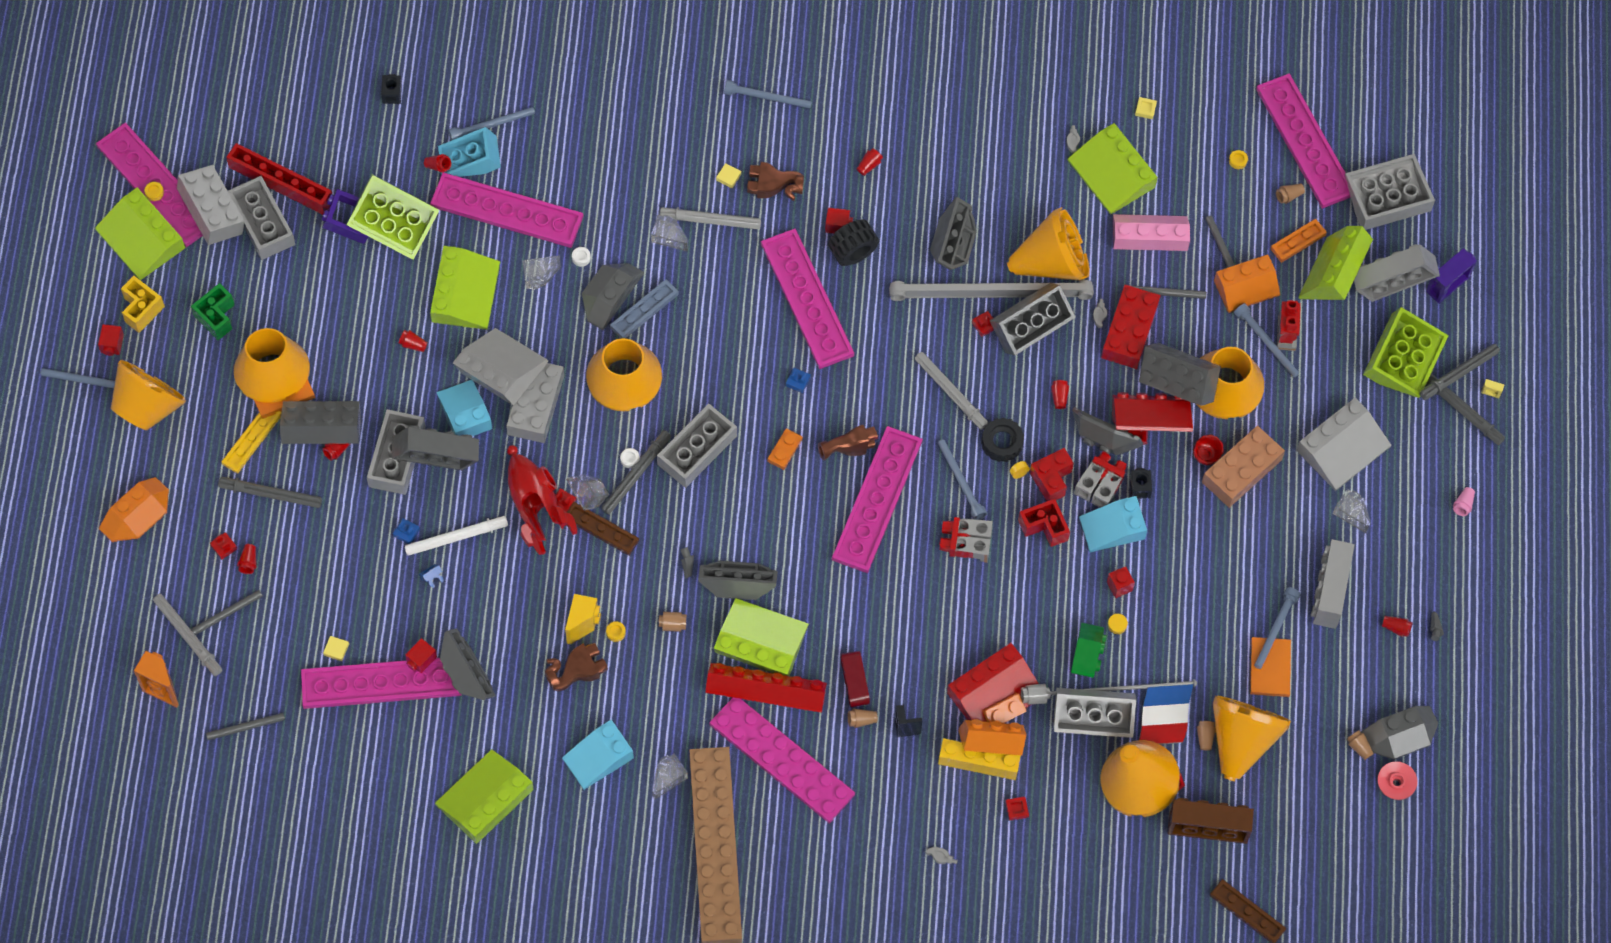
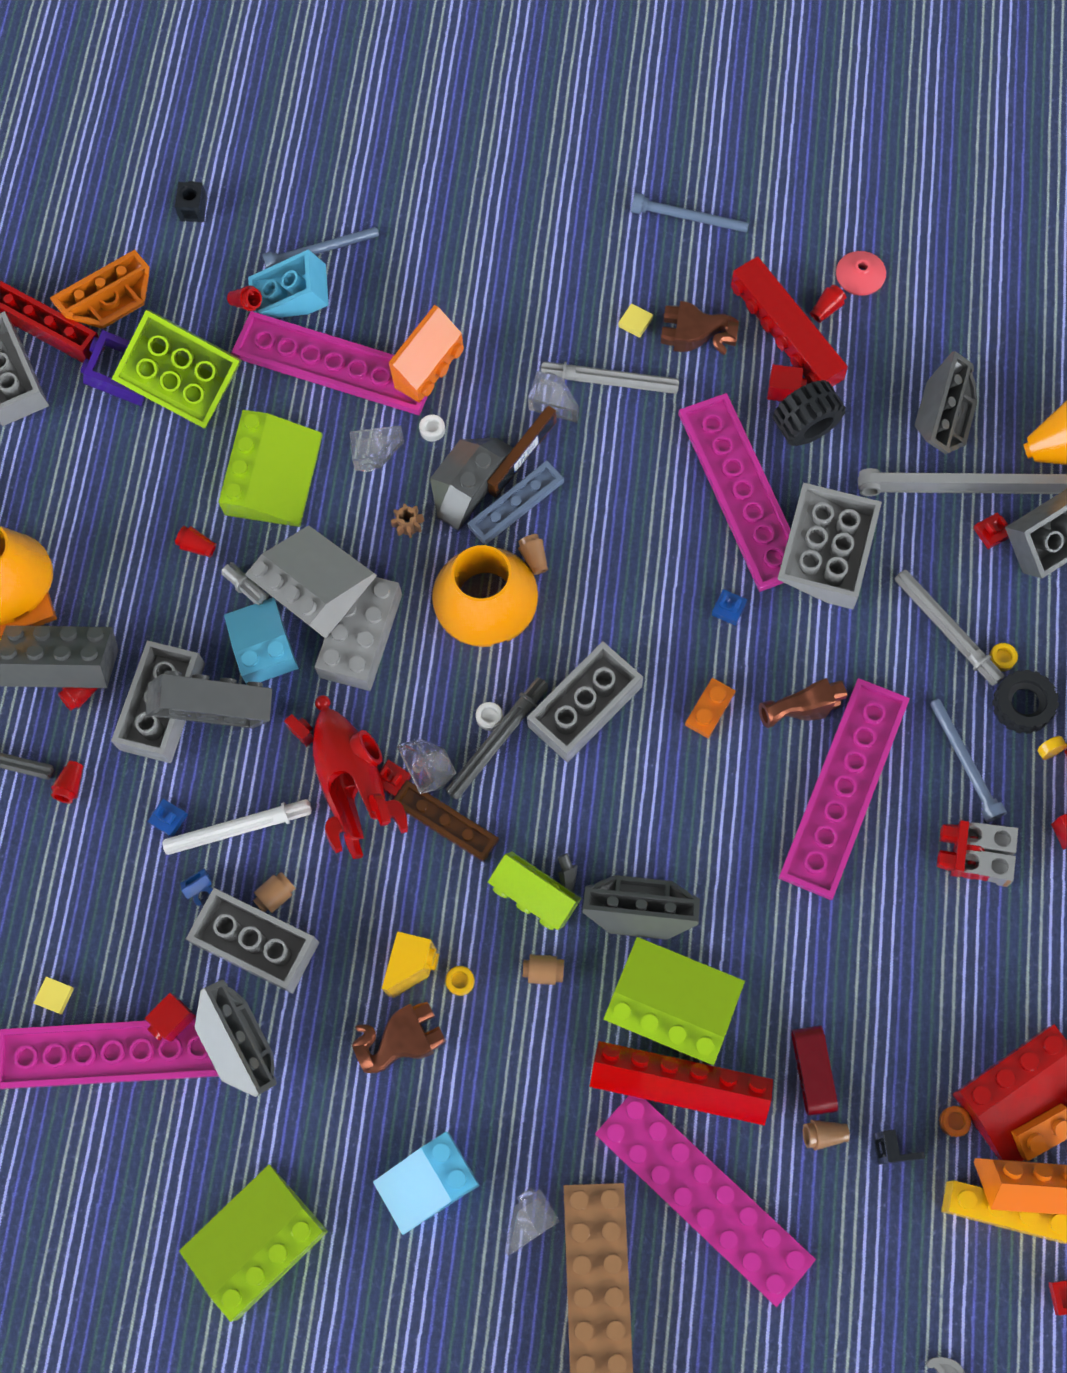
camera: 10 degrees right, 5 degrees up
(334, 509) = (68, 782): none -> red cone
(336, 161) = (106, 293): none -> orange wedge
(450, 370) = (243, 583): none -> light grey axle
(473, 607) = (253, 940): none -> light grey brick
(485, 577) = (273, 893): none -> medium nougat brick
(497, 469) = (300, 729): none -> red plate
(566, 318) = (404, 527): none -> medium nougat gear
(576, 205) = (426, 355): none -> slope
(647, 272) = (521, 451): none -> reddish brown tile
(658, 345) = (534, 554): none -> medium nougat cone
(664, 571) = (533, 891): none -> lime brick
(839, 177) = (787, 323): none -> red brick
(867, 334) = (829, 544): none -> light grey slope
(894, 145) = (860, 281): none -> coral dish
(947, 708) = (955, 1121): none -> orange tile
(989, 410) = (1004, 656): none -> yellow tile

